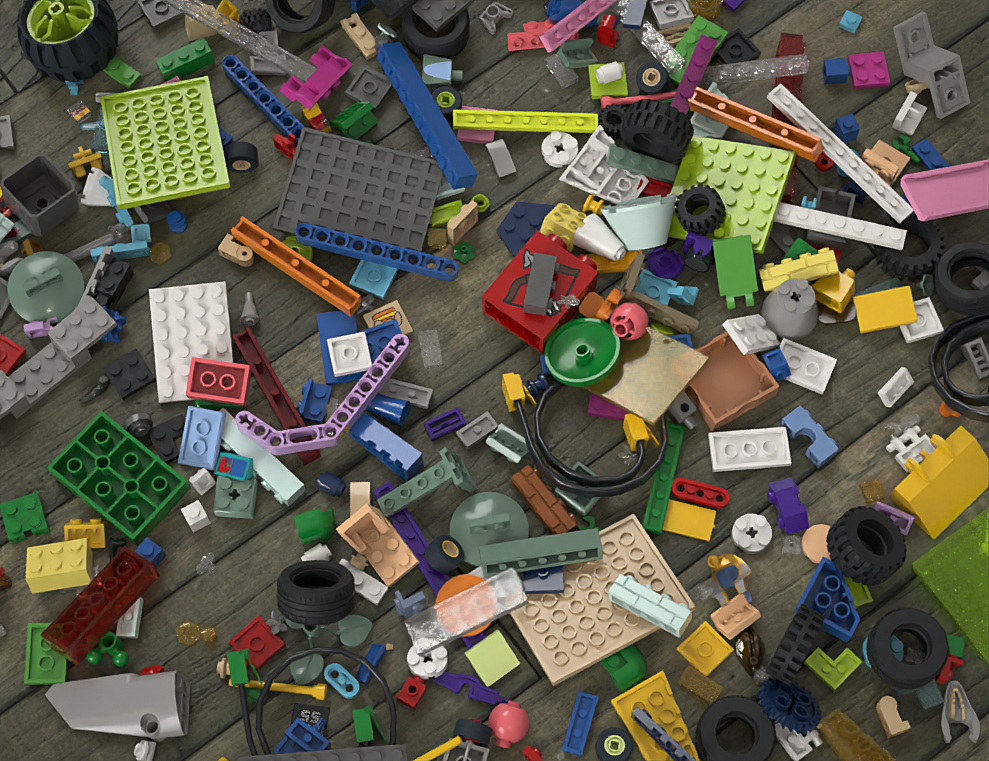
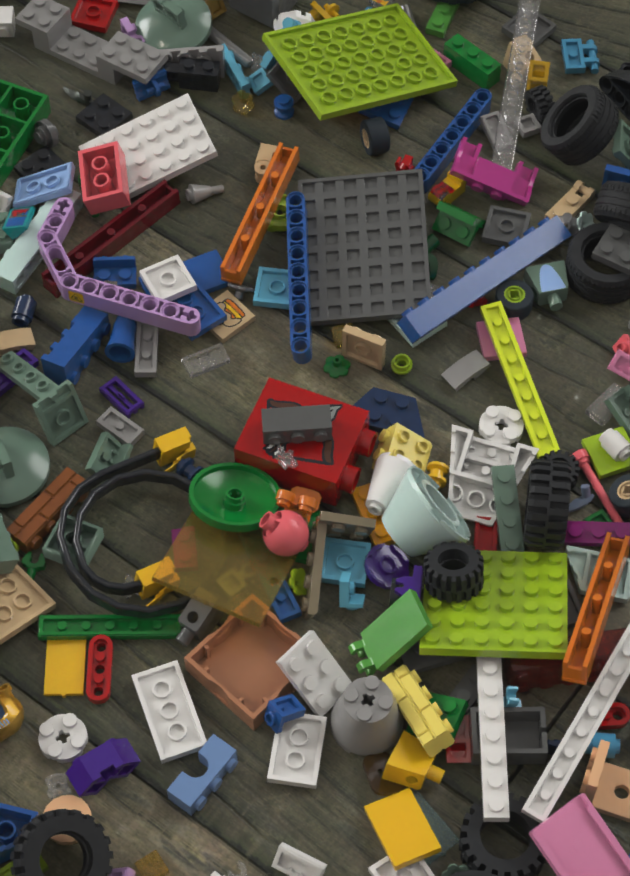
camera: 75 degrees right, 10 degrees down
(442, 214) = (376, 327): lime tile -> none

